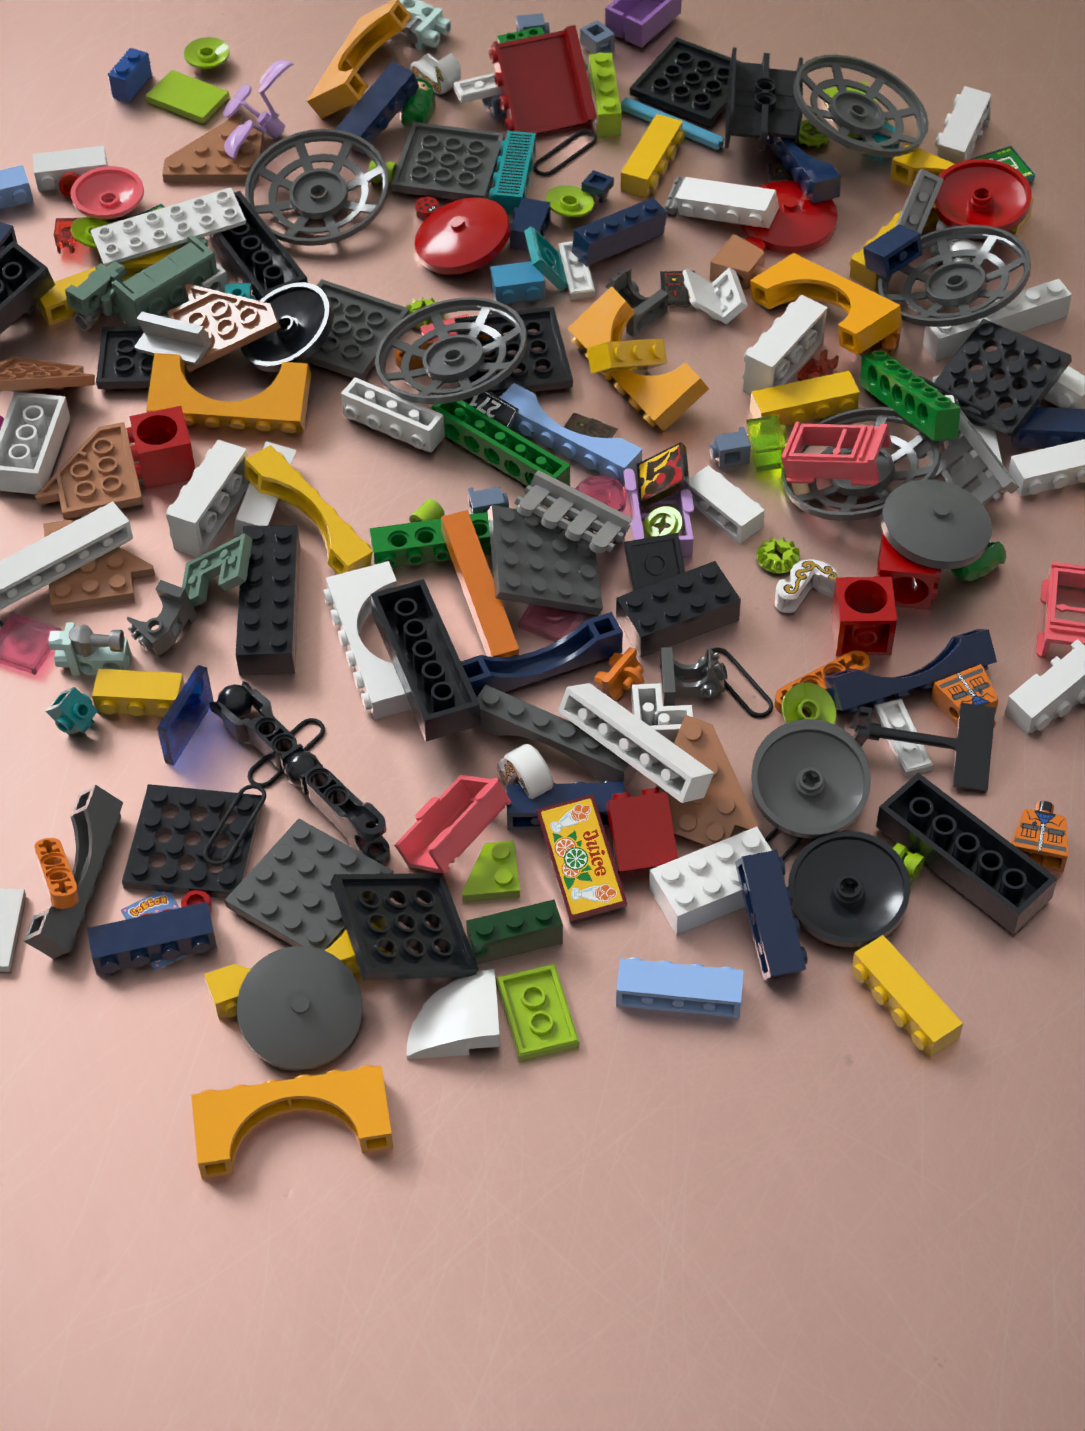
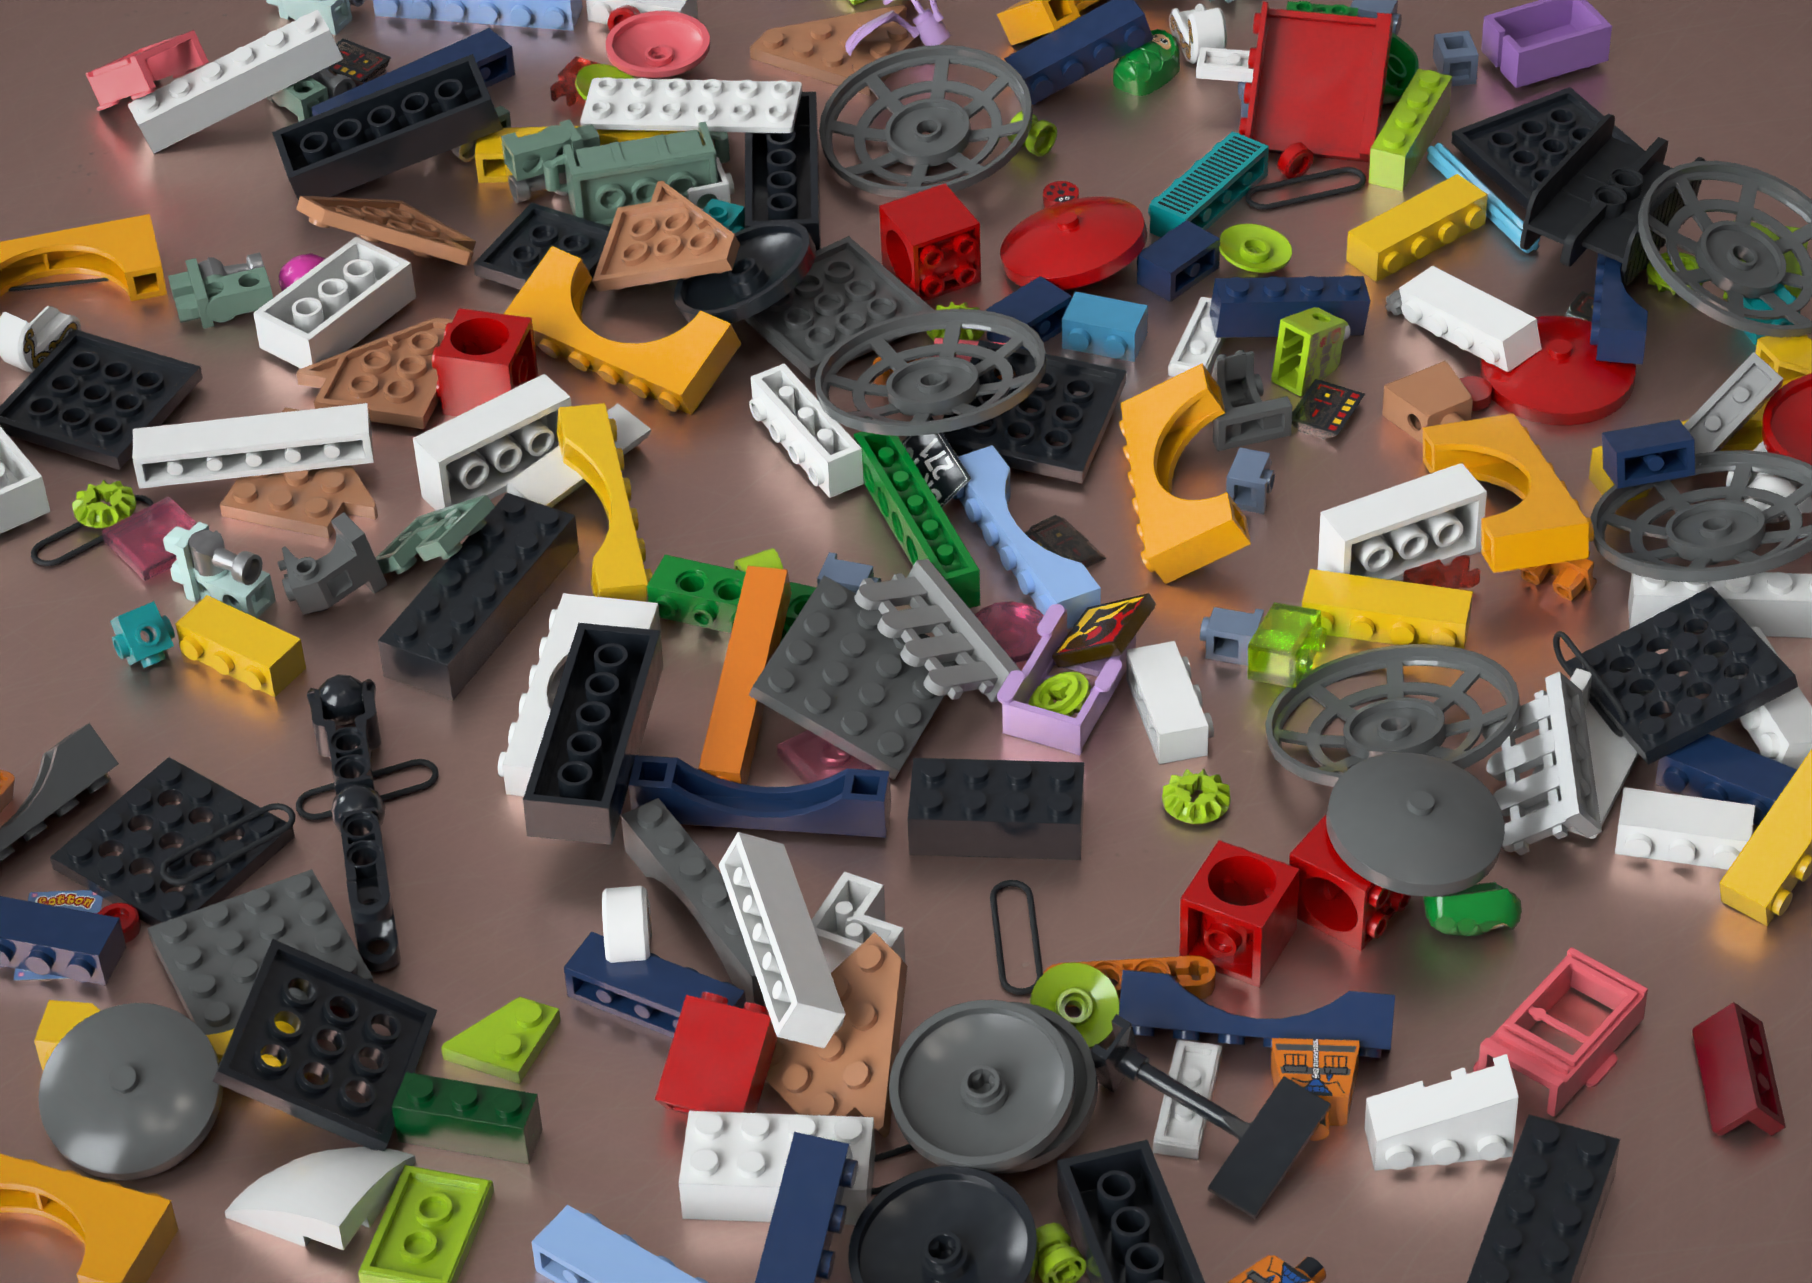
camera: 30 degrees right, 10 degrees down
(172, 337) = (596, 240): light grey panel -> none
(185, 715) = (264, 689): clear blue tile -> none
(381, 264) = (931, 242): none -> red brick
(447, 162) = (1126, 146): dark grey plate -> none
(451, 823) = (487, 949): coral piece -> none
(469, 283) = (1035, 304): none -> dark blue brick
(546, 258) = (1159, 306): teal tile -> none
(551, 137) = (1295, 160): none -> red tile
(581, 858) = (619, 1063): tile -> none
(598, 185) = (1309, 240): dark blue tile -> none
(623, 674) = (867, 856): orange hips -> none
(627, 354) = (1152, 455): yellow arch -> none
(648, 247) = (1307, 349): none -> lime torso
(653, 559) = (1009, 729): black tile -> none
(674, 673) = (926, 892): dark grey tile -> none
(675, 348) = (1250, 480): none -> sand blue brick
(720, 299) = (1355, 434): white bracket -> none
(804, 577) = (1175, 851): white animal -> none
(858, 467) = (1308, 689): coral piece -> none
(909, 396) = (1518, 649): green brick -> none

